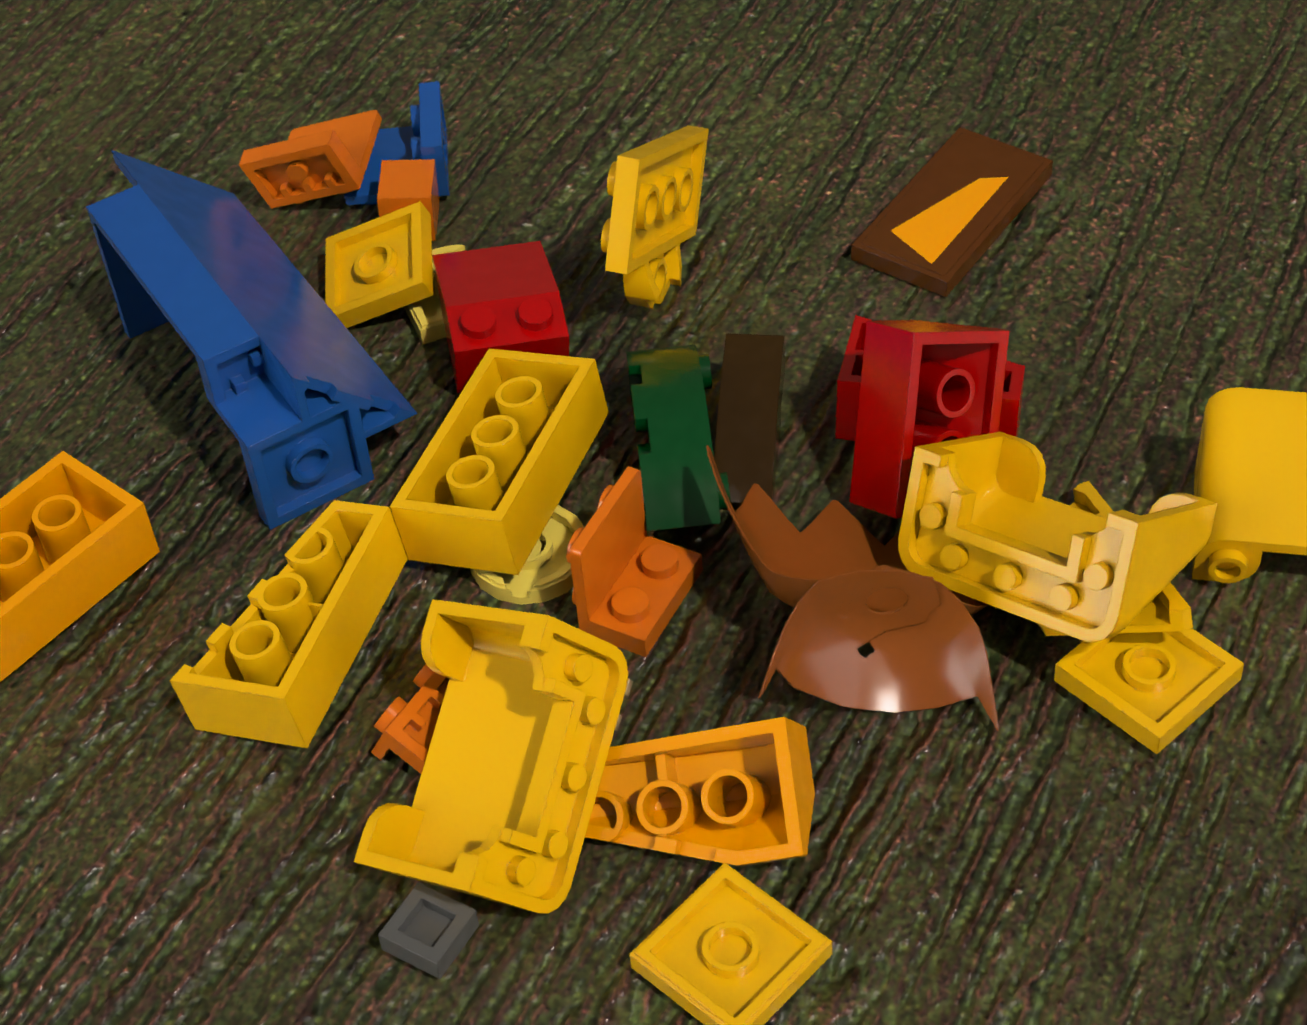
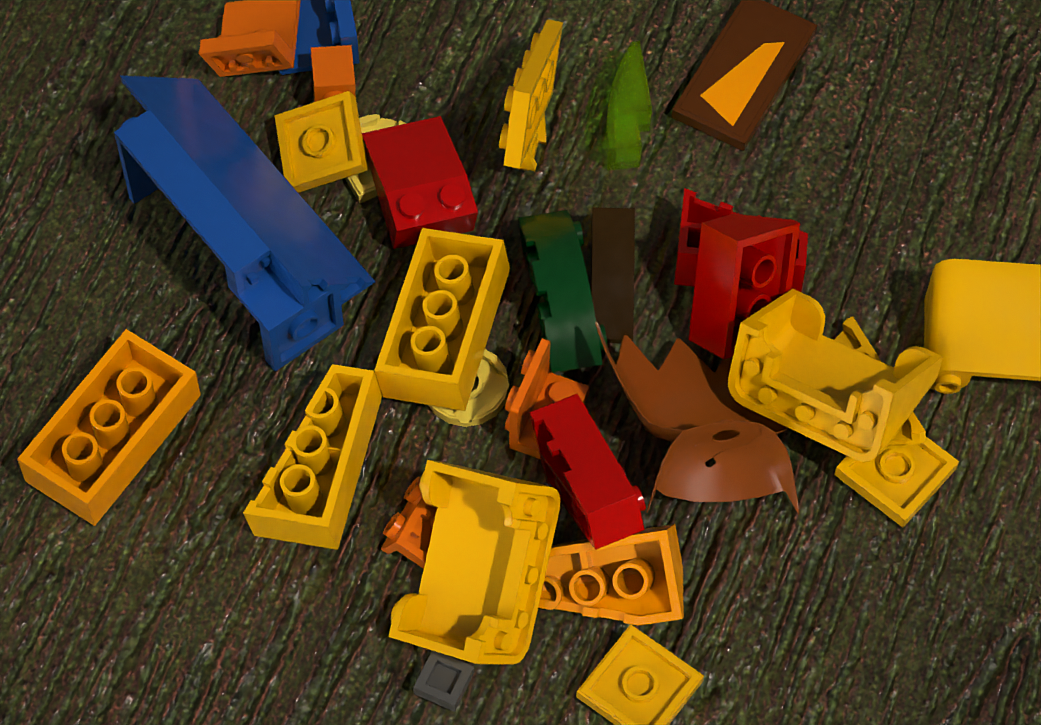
camera: 10 degrees left, 15 degrees up
(675, 643) = (586, 473): none -> red wedge
(789, 245) = (628, 111): none -> clear neon green slope

